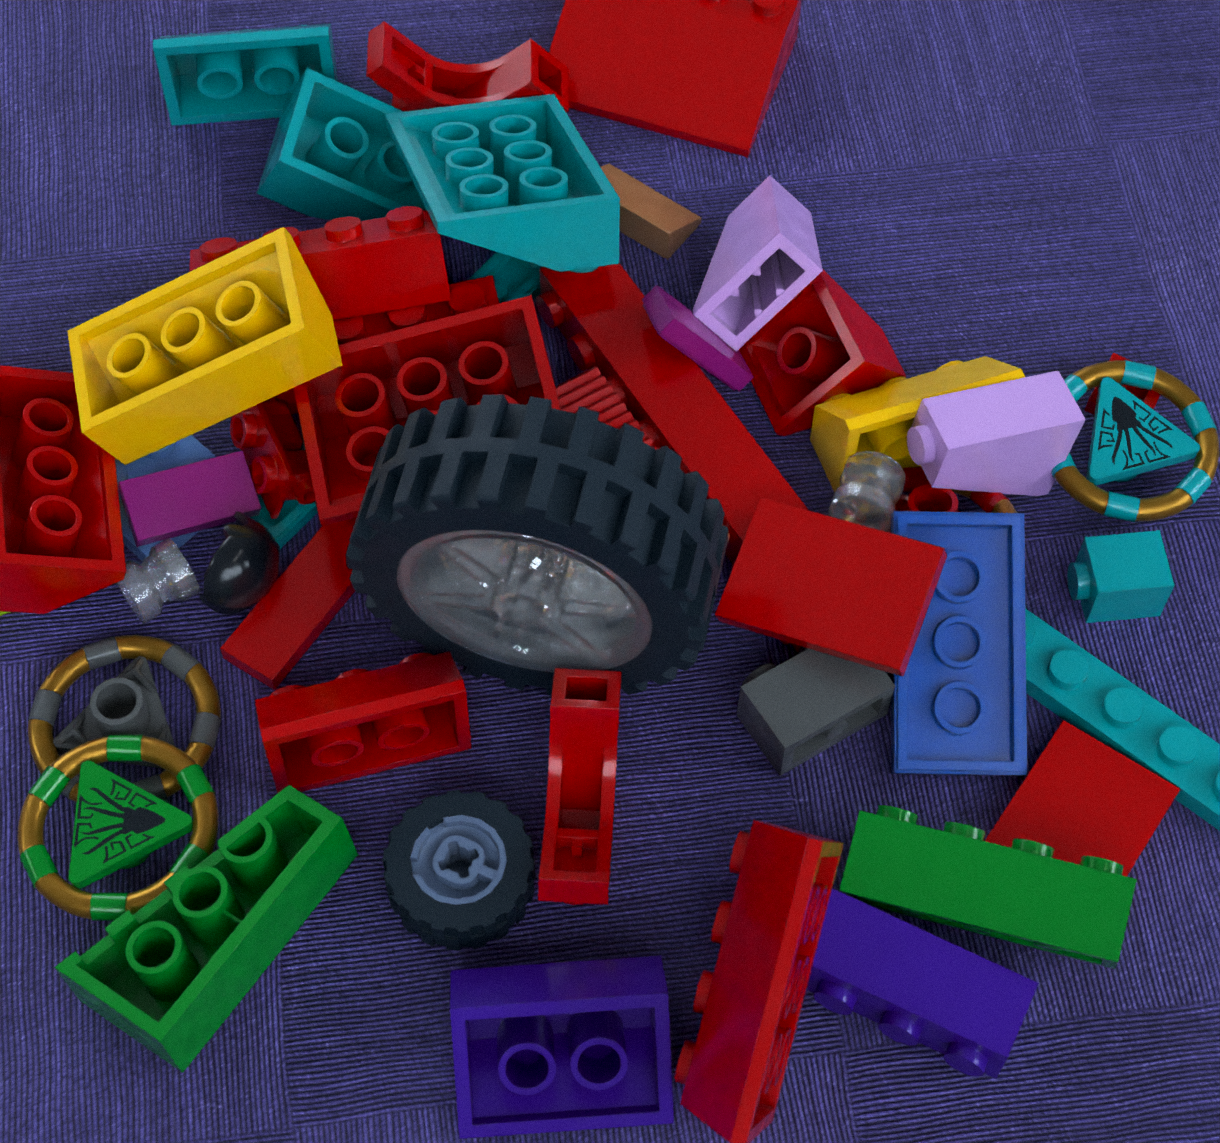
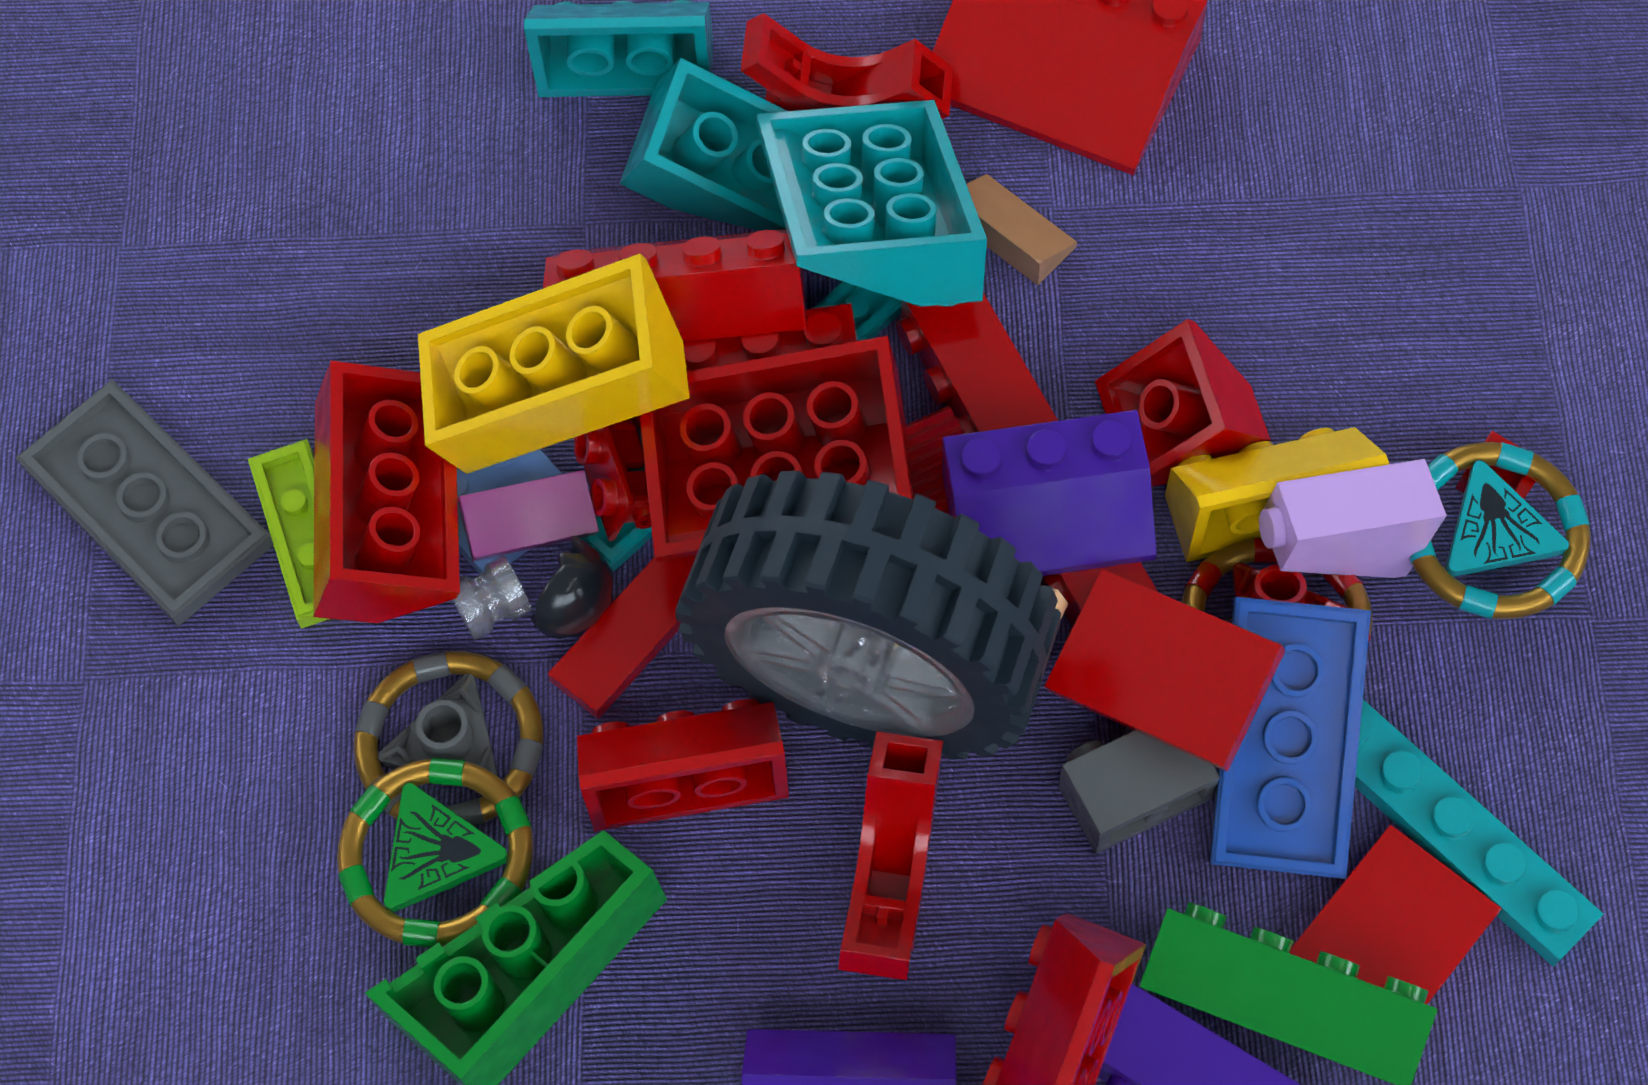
camera: 10 degrees right, 5 degrees up
(459, 869) = (765, 925): black wheel -> none
(695, 340) = (1051, 378): magenta tile -> none
(725, 418) = (1058, 490): none -> dark purple slope
(758, 264) = (1130, 305): lavender slope -> none
(868, 485) = (1216, 562): clear wheel -> none
(1121, 576) = (1468, 676): teal brick -> none

